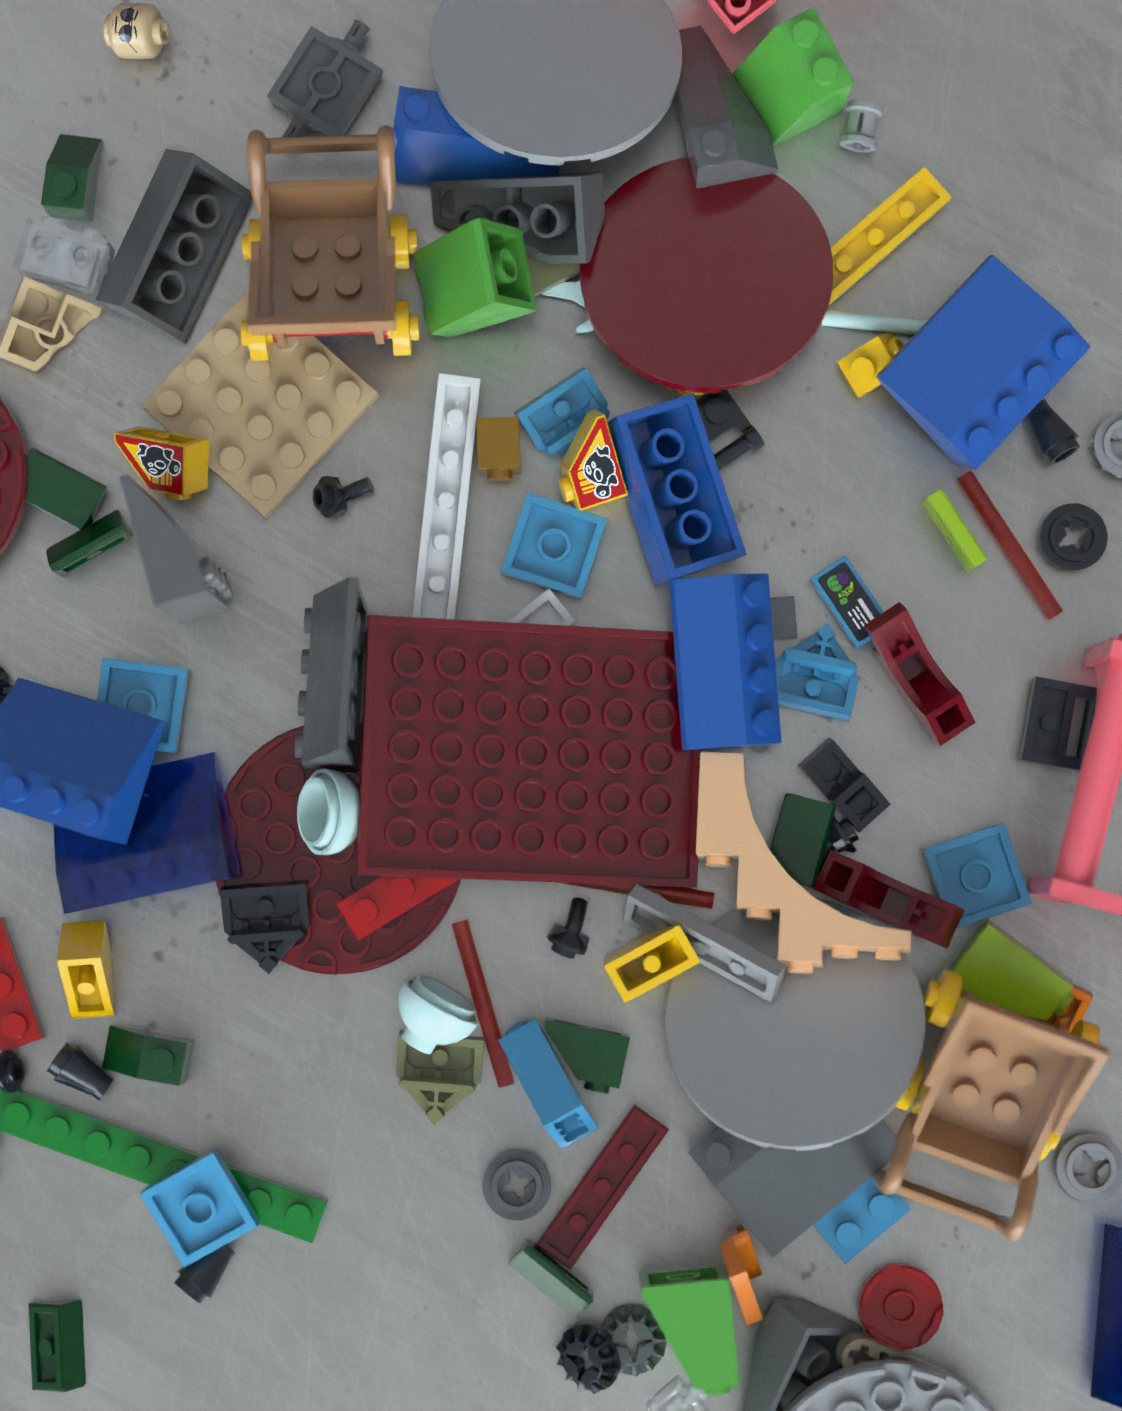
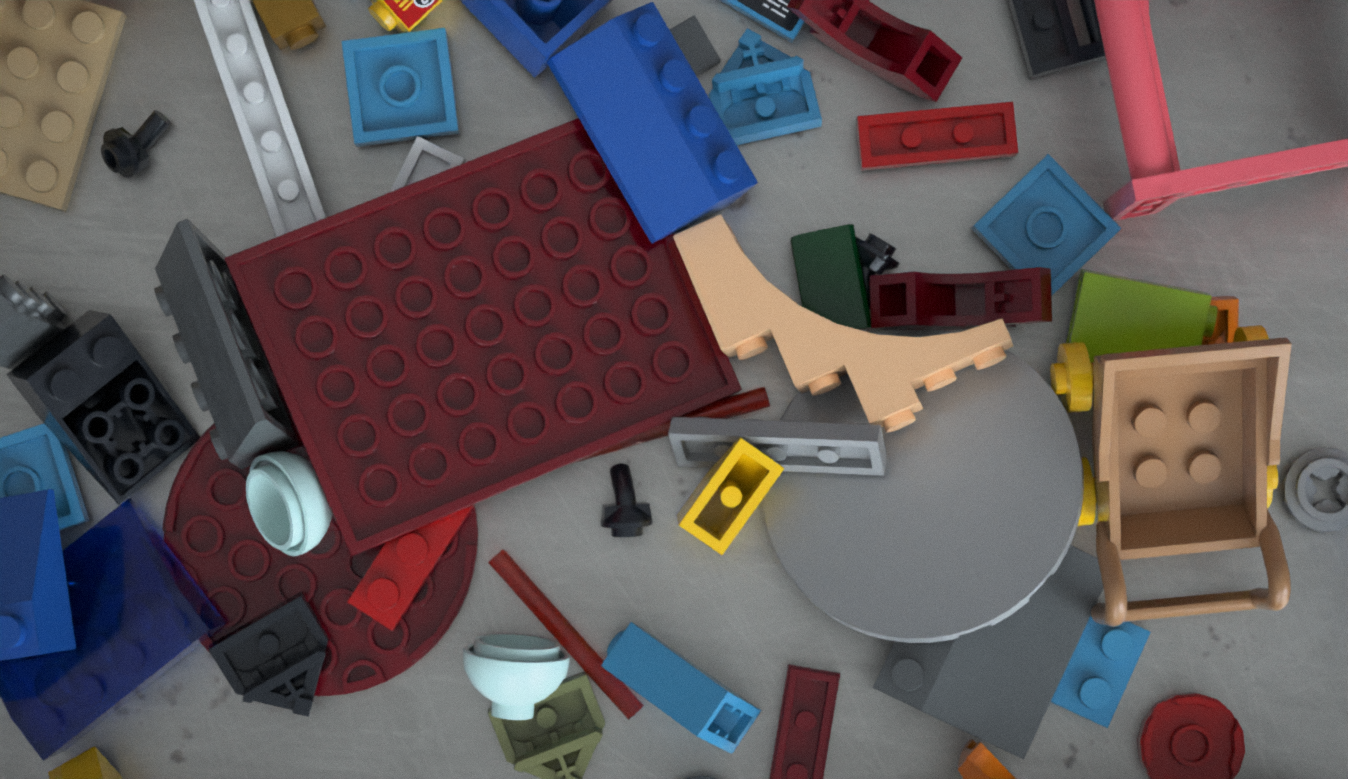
camera: 25 degrees left, 0 degrees up
(229, 675) = (104, 404): none -> black slope
(590, 1053) = (712, 630): dark green slope -> none
(844, 784) = (850, 197): black slope -> none
(929, 770) = (936, 136): none -> red plate

